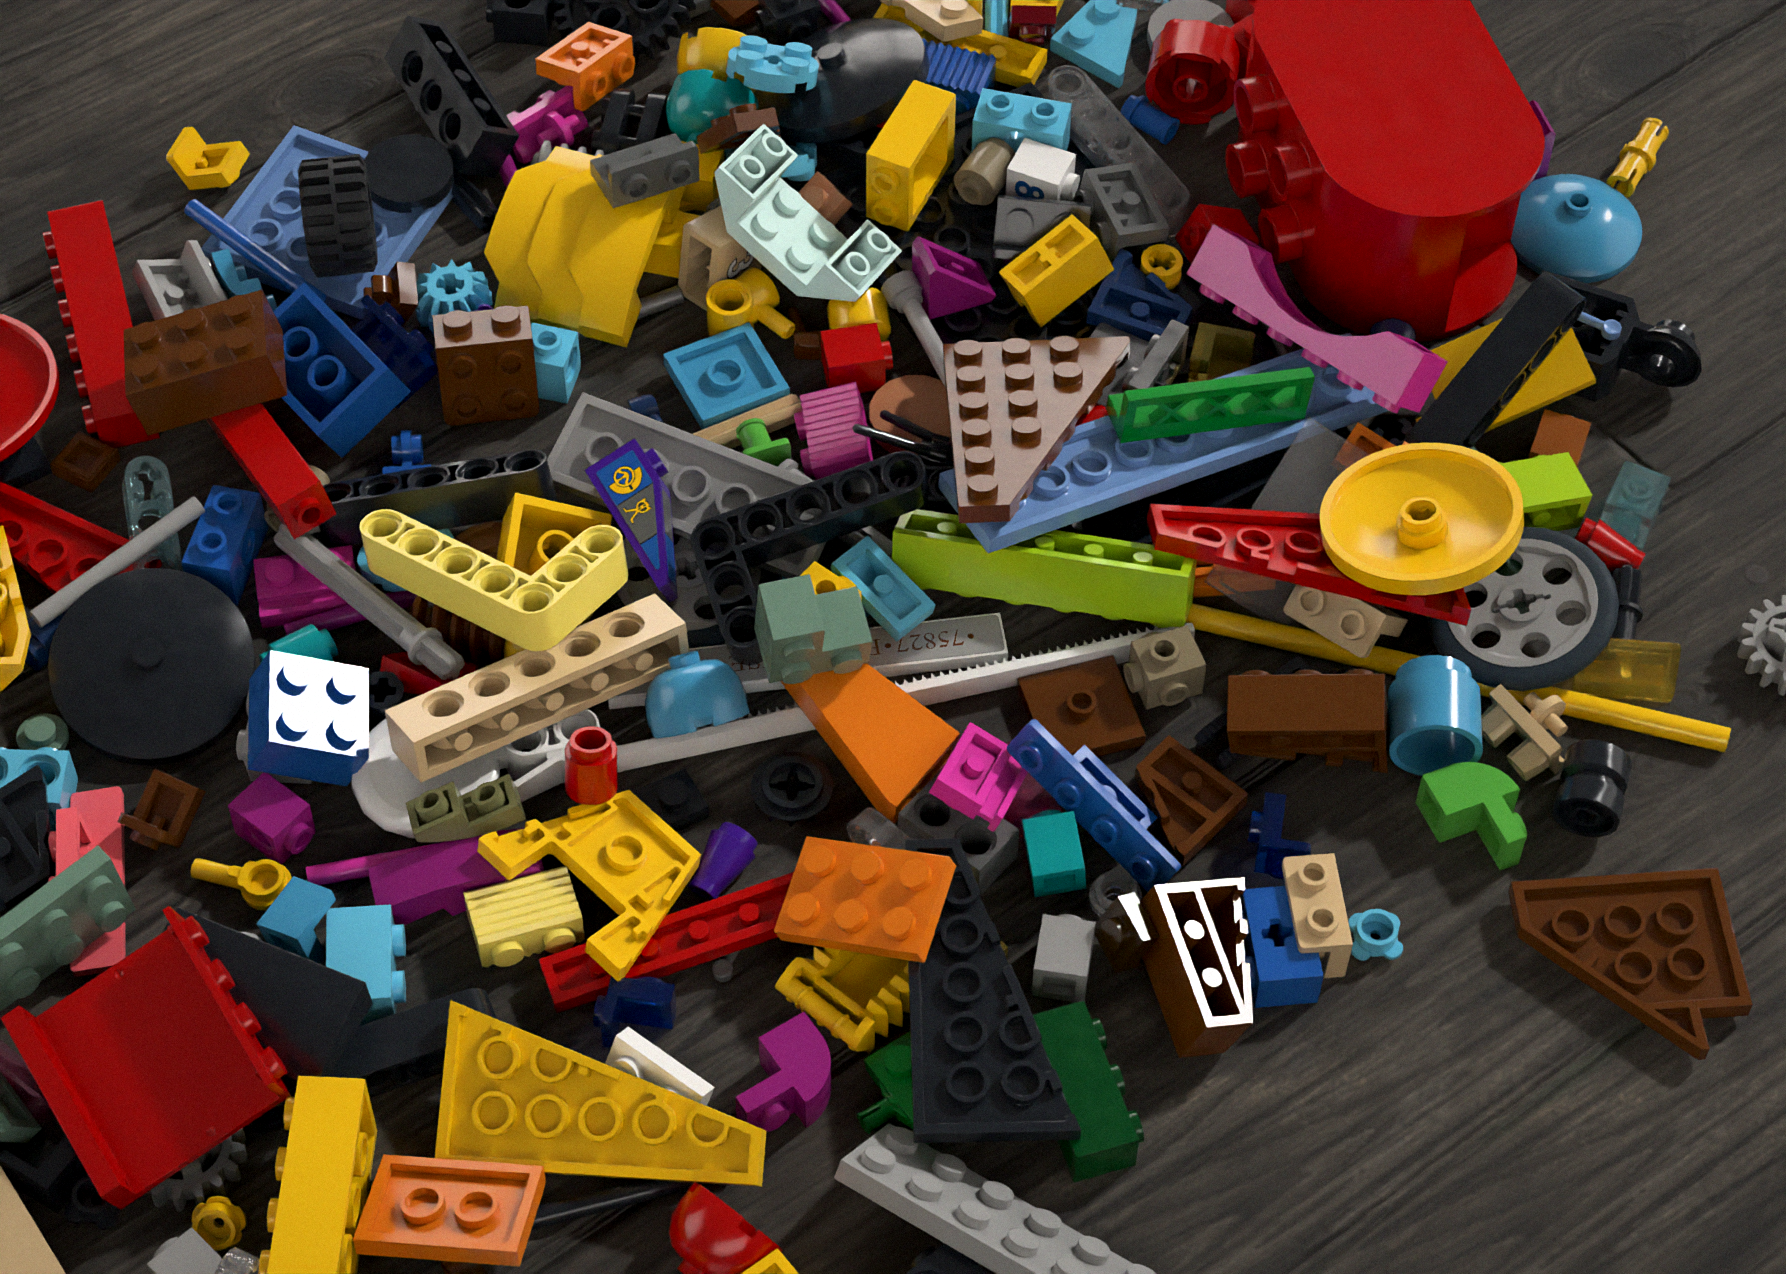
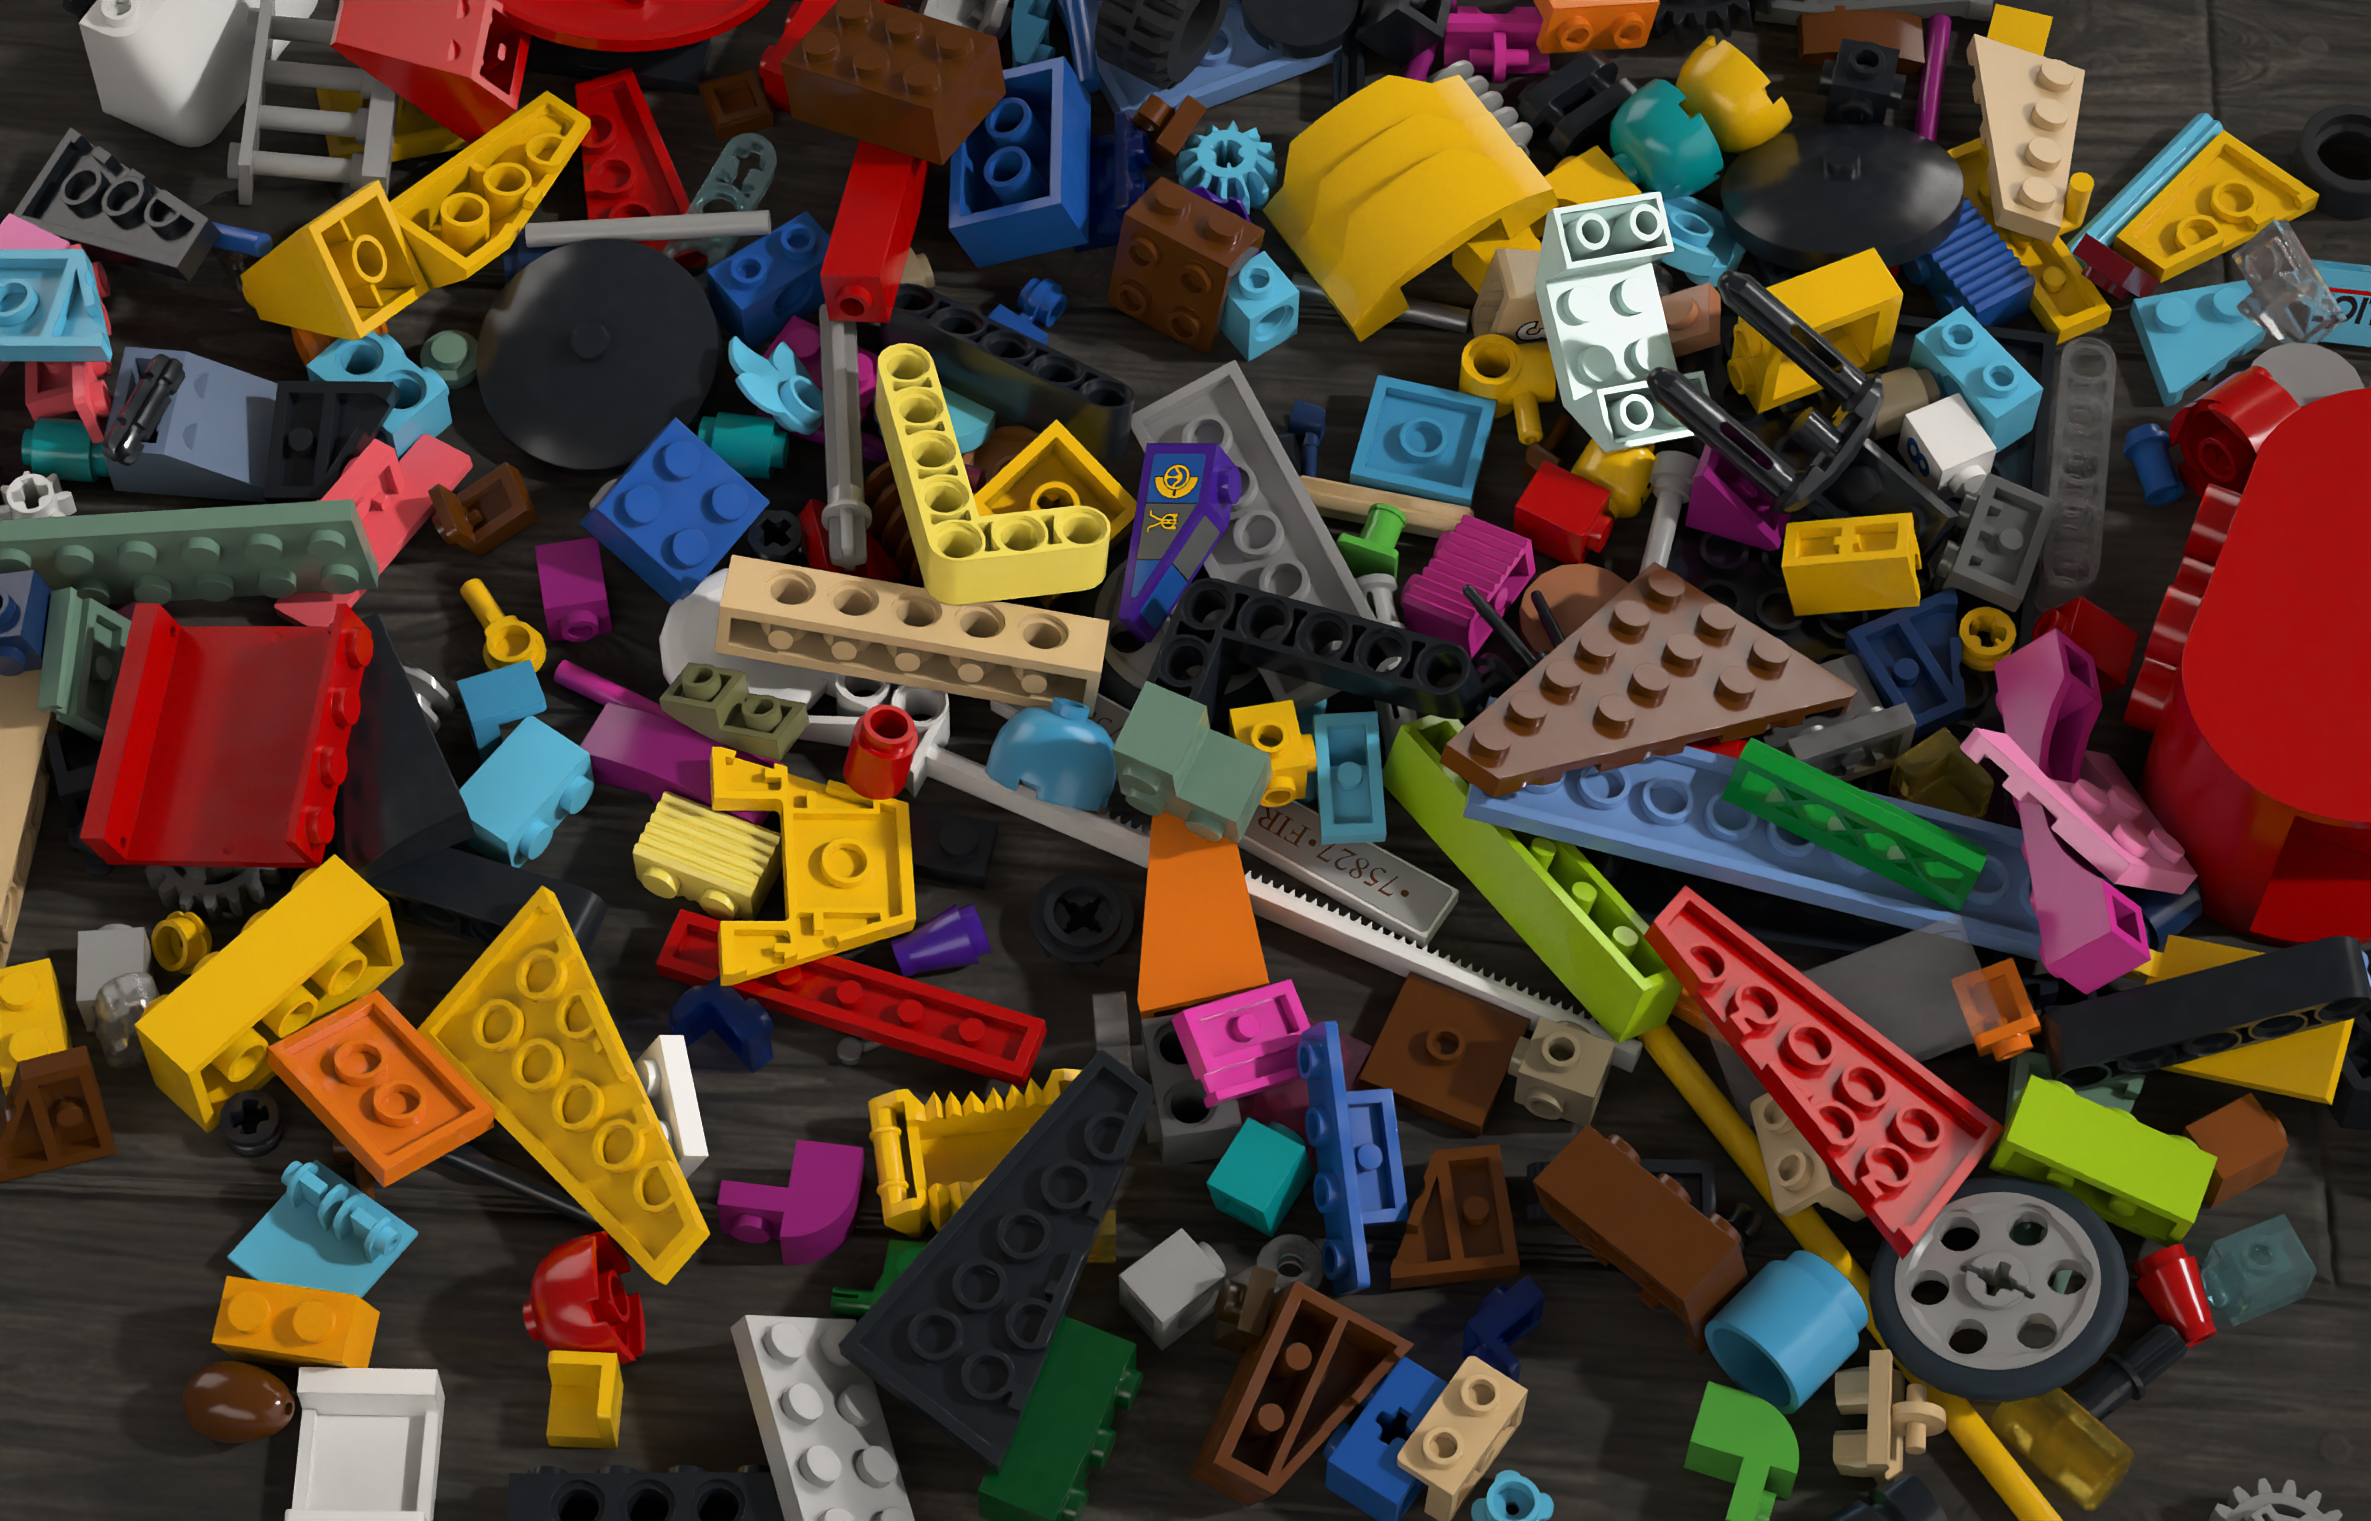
camera: 40 degrees right, 5 degrees up
(310, 603) = (778, 386): none -> medium azure plate
(646, 169) = (1504, 161): dark grey bracket -> none
(734, 129) = (1652, 174): reddish brown wing -> none
(772, 66) = (1757, 132): medium azure plate -> none
(865, 899) = (1010, 1080): orange plate -> none
(984, 202) = (1829, 444): none -> black piece
(1329, 309) = (2096, 815): none -> bright pink wing
(1422, 518) = (1949, 1109): yellow dish -> none

